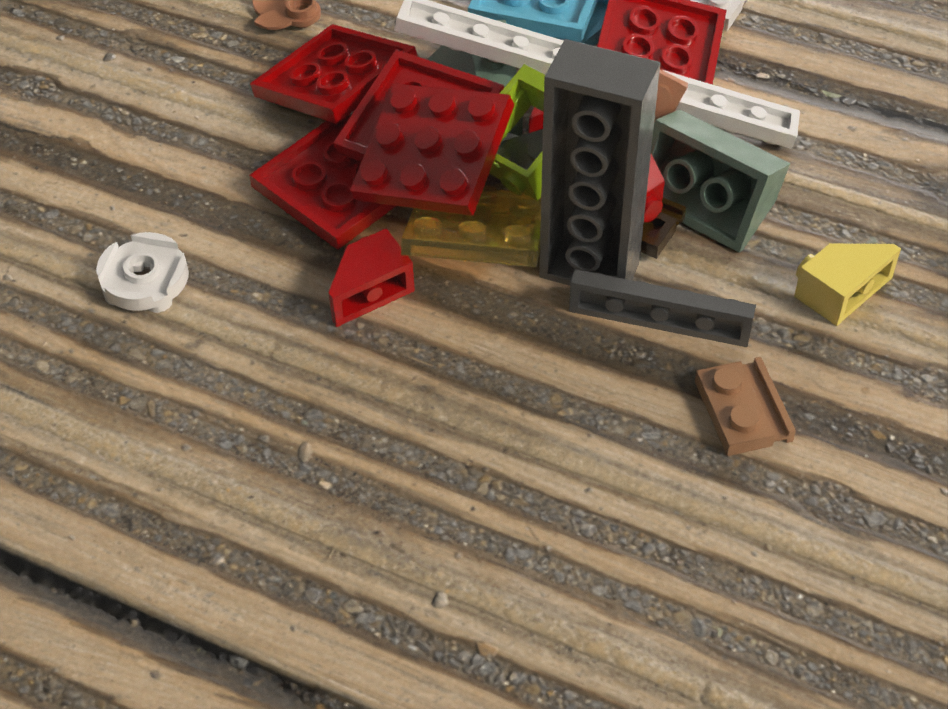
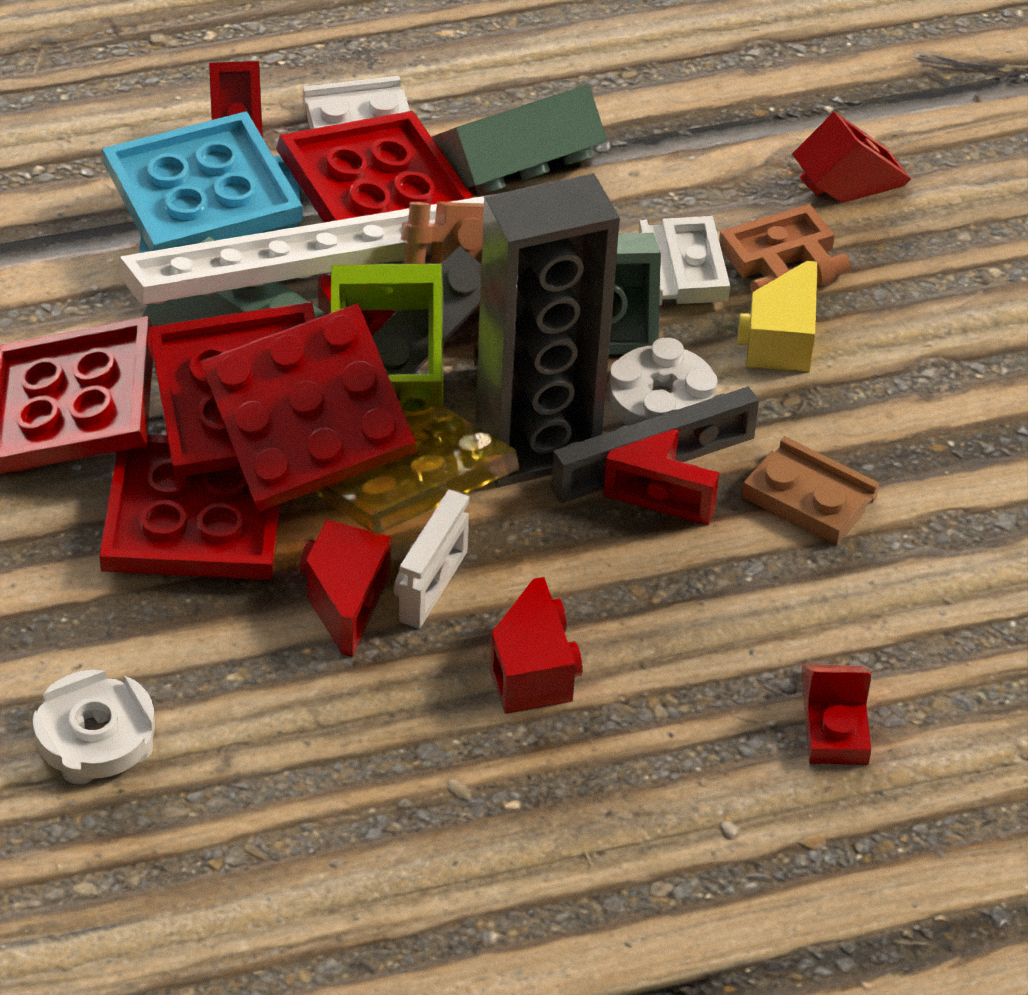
camera: 45 degrees left, 5 degrees down
(429, 391) = (531, 653): none -> red slope
(430, 293) = (432, 559): none -> white plate
(594, 569) = (837, 714): none -> red slope
(640, 331) = (652, 478): none -> red slope
(726, 258) = (654, 366): none -> white plate
(783, 64) = (524, 139): none -> sand green slope
(817, 200) = (690, 260): none -> white plate
(903, 224) = (782, 239): none -> nougat plate

